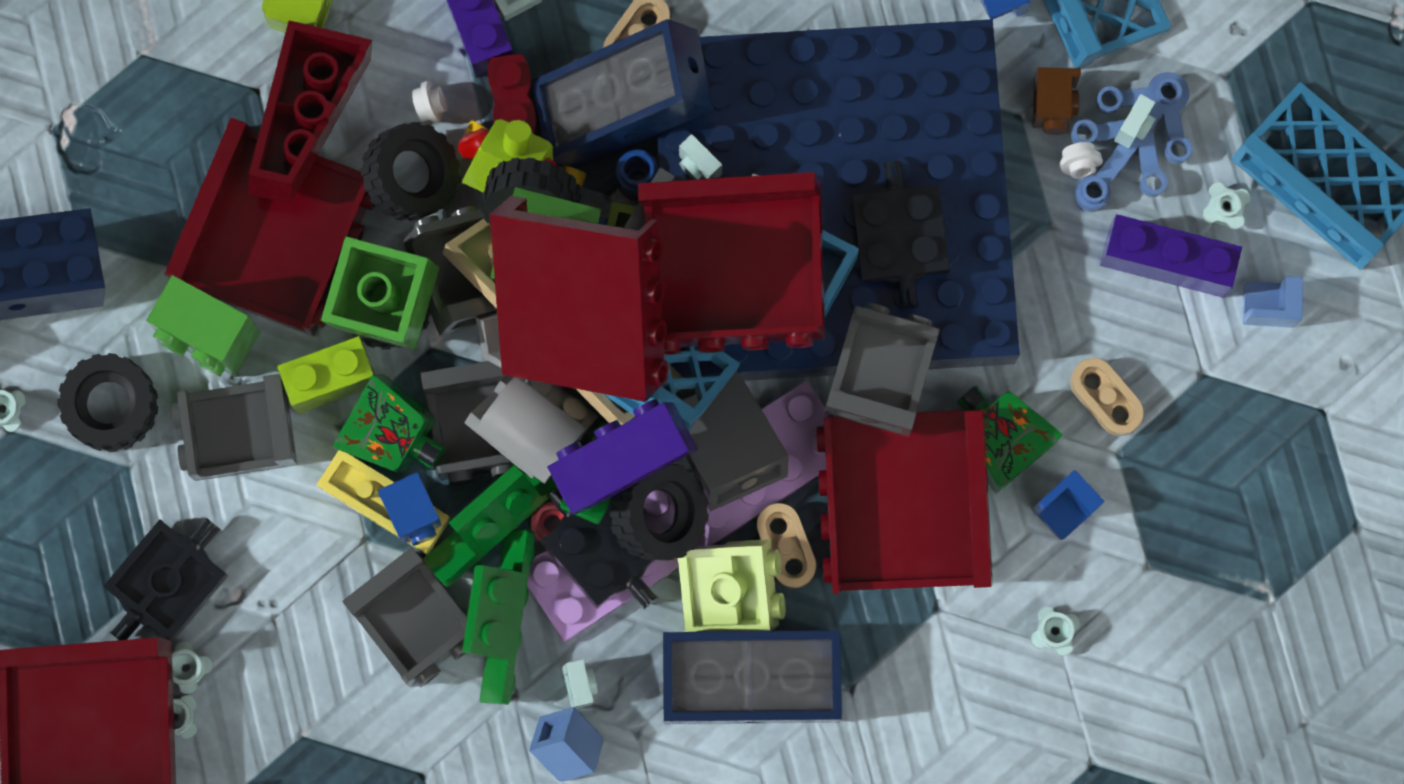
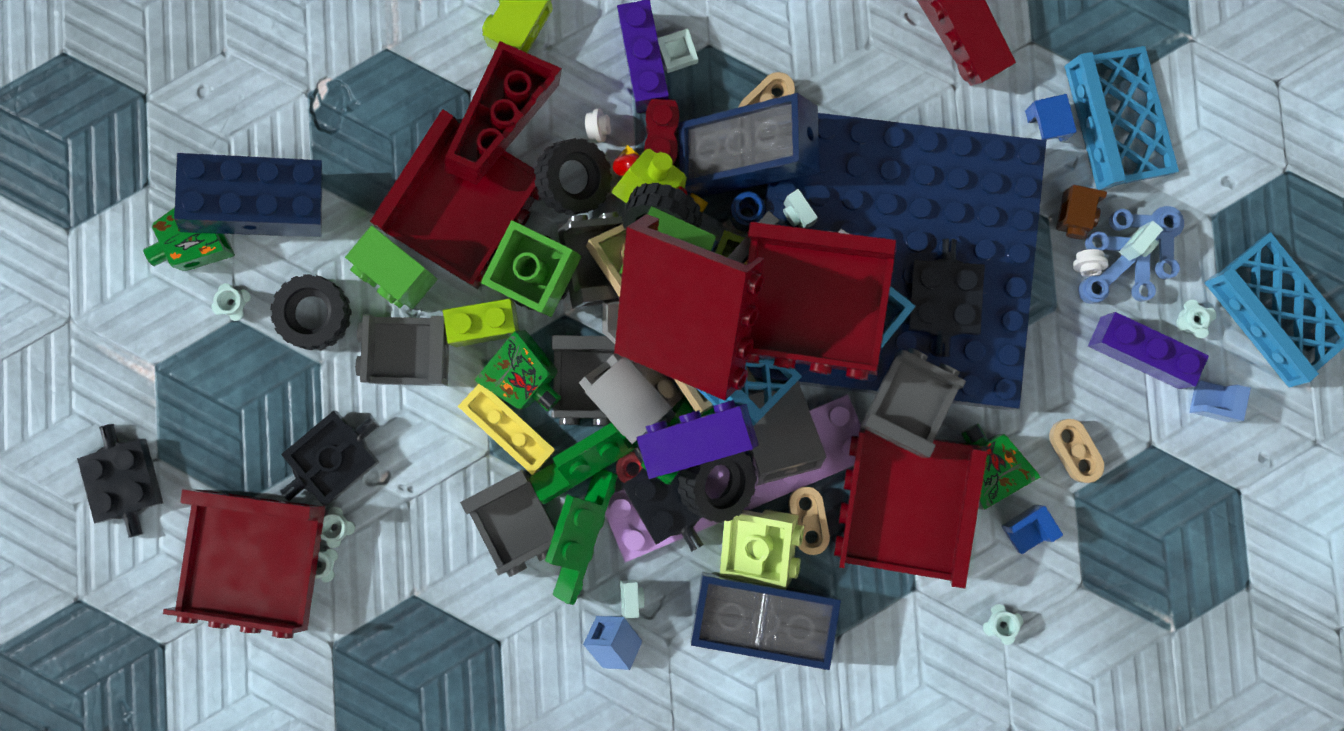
camera: 10 degrees right, 5 degrees up
(410, 510) = (525, 441): blue brick -> none

